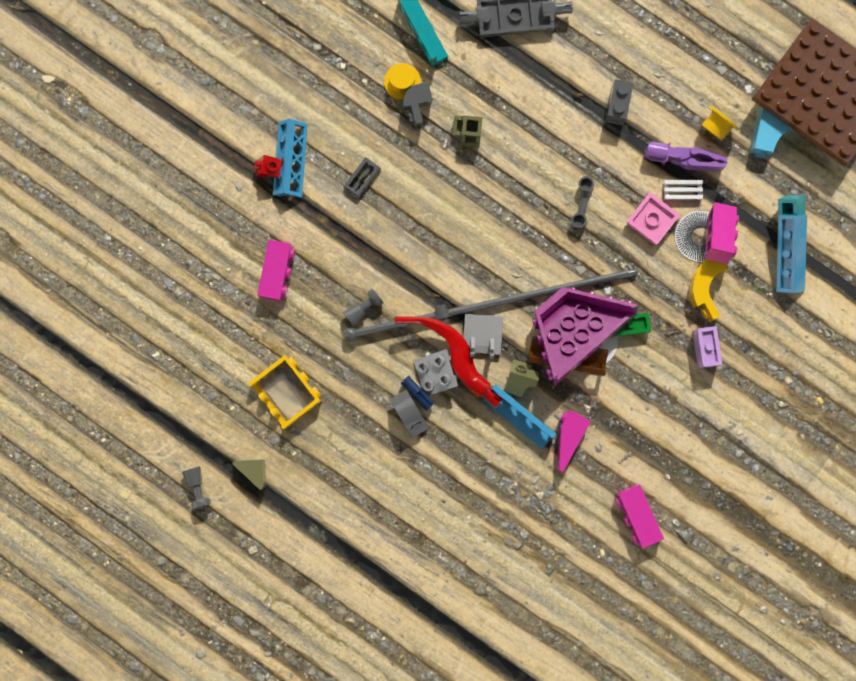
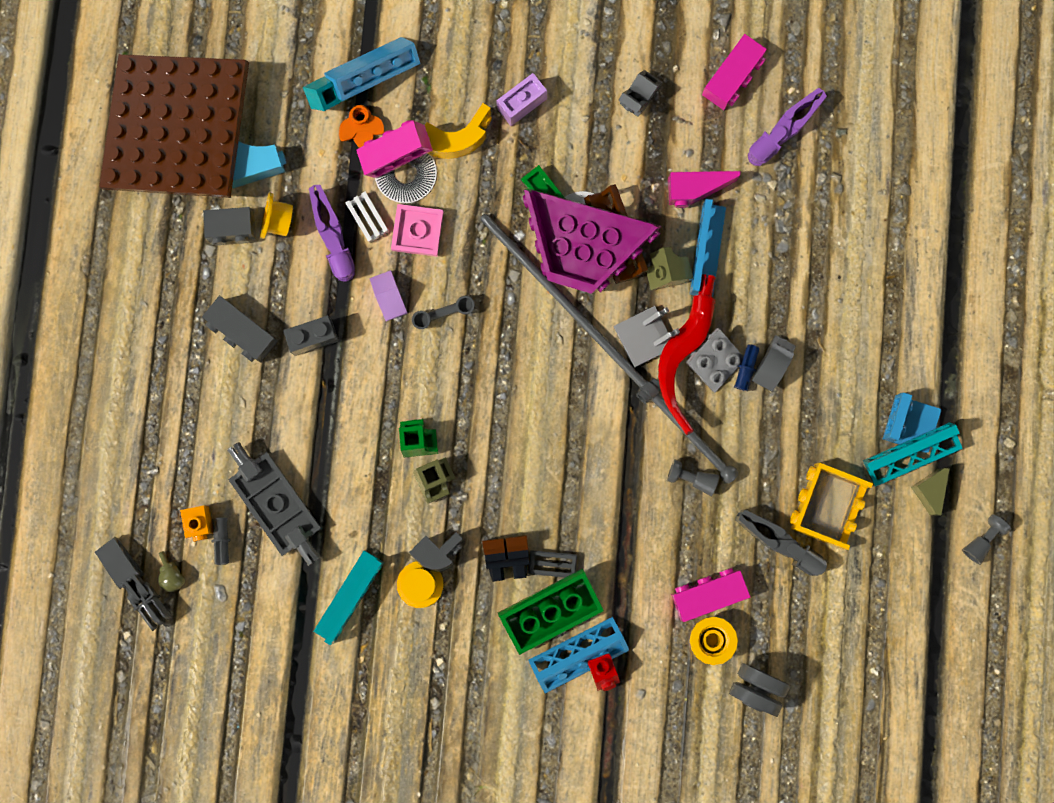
camera: 125 degrees left, 0 degrees up
(191, 263) = (759, 690): none -> dark grey wheel
(243, 252) = (713, 640): none -> yellow piece
(260, 352) = (804, 558): none -> dark grey arm
(291, 472) = (910, 449): none -> teal fence
(307, 486) = (910, 419): none -> dark azure bracket
(330, 155) = (550, 611): none -> green brick
(388, 149) = (496, 558): none -> black hips
(503, 133) = (416, 439): none -> green brick
(570, 504) = (769, 145): none -> medium lavender arm
(617, 172) = (388, 295): none -> lavender slope
(652, 56) = (239, 330): none -> dark grey brick
(662, 435) = (640, 93): none -> dark grey brick
(731, 91) = (229, 225): none -> dark grey brick
(749, 221) = (361, 130): none -> orange plate

